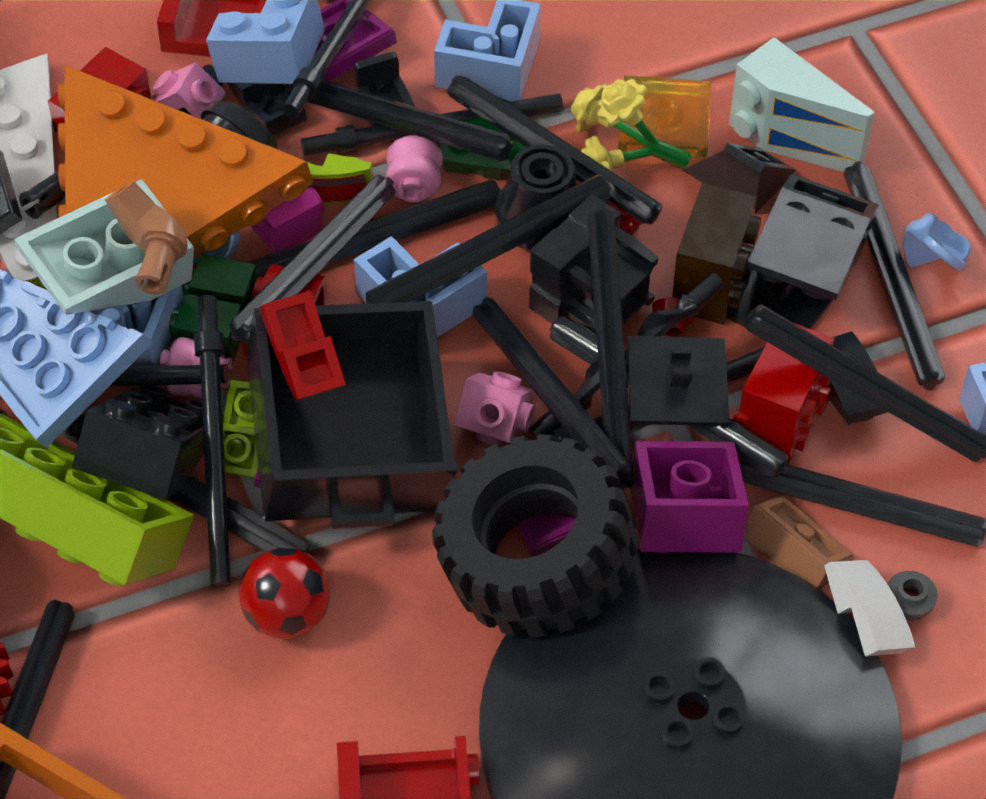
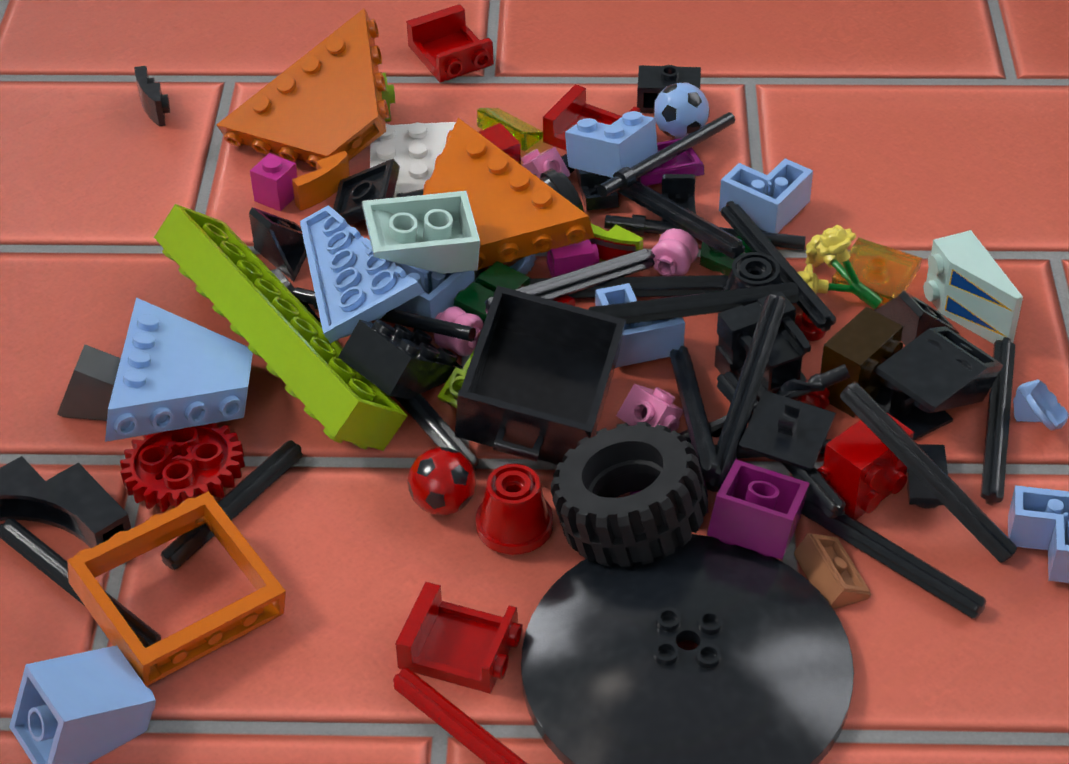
camera: 25 degrees right, 10 degrees down
(88, 38) = (522, 131): none -> clear neon green slope
(152, 231) = (453, 219): nougat arm -> none
(209, 348) = (464, 311): black bar -> none
(301, 346) = (517, 316): red slope -> none
(393, 605) = (514, 511): none -> red piece
(877, 614) = (863, 627): white slope -> none
(914, 606) = (900, 640): dark grey plate -> none

